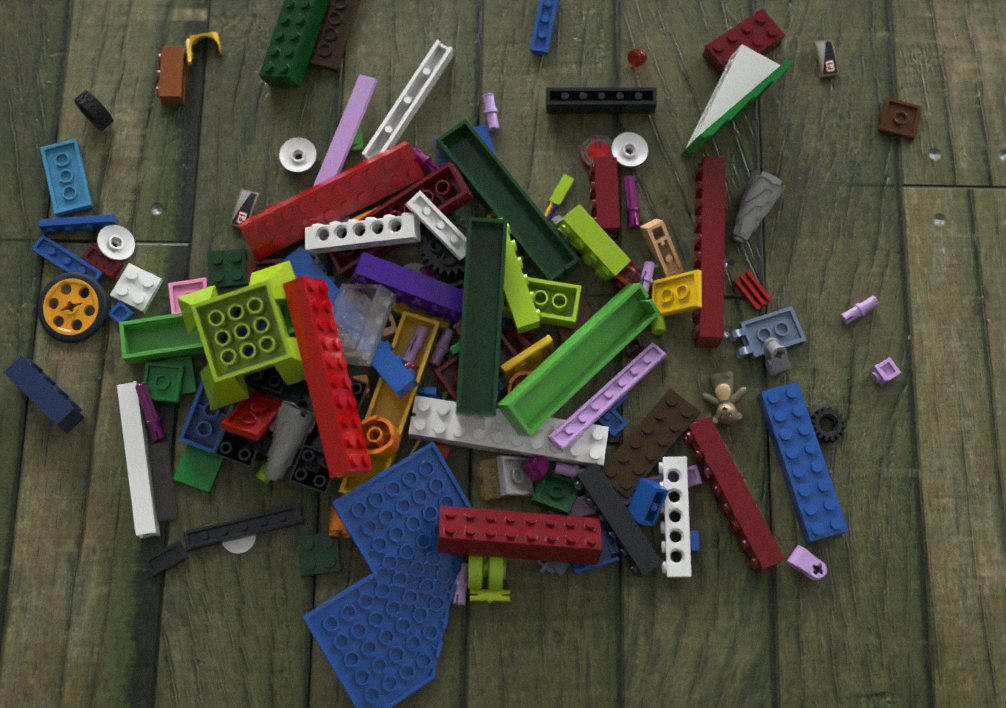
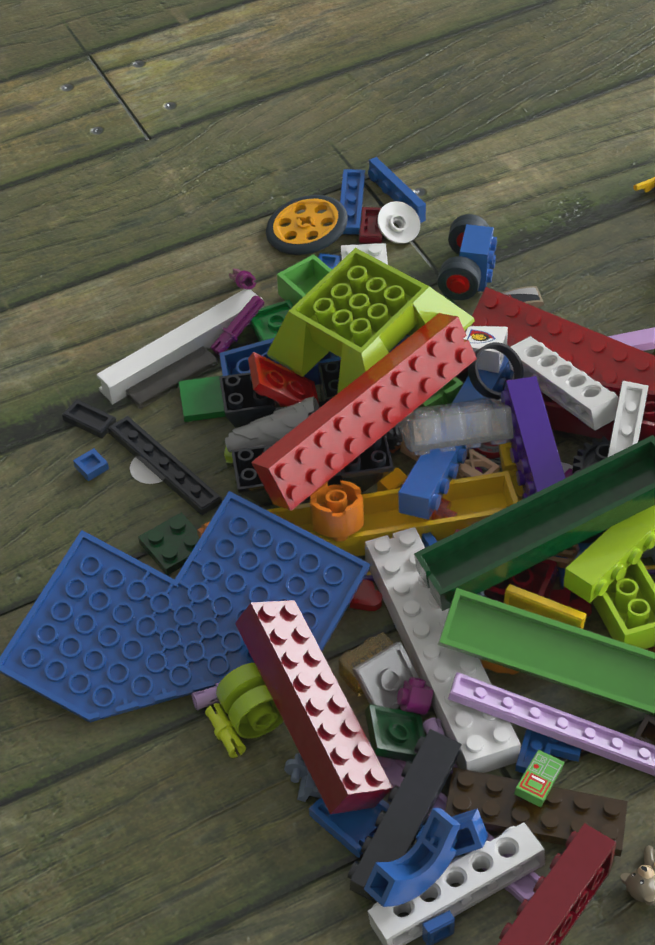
camera: 65 degrees right, 25 degrees down
(45, 393) = (199, 242): dark blue brick -> none
(66, 177) = (437, 161): dark azure plate -> none
(93, 110) = (520, 140): black tyre -> none
(111, 384) = (243, 279): none -> magenta axle
(172, 75) = (610, 182): dark orange brick -> none
(193, 213) = (472, 270): none -> brick
(214, 578) = (91, 464): none -> blue plate
(289, 251) = (482, 335): none -> white torso
(294, 148) = (613, 311): white dish -> none
(333, 256) = (473, 369): none -> black tyre
(415, 344) = (477, 505): lavender pin -> none
(635, 429) = (539, 778): none -> bright green tile
(662, 535) = (419, 868): none -> blue arch

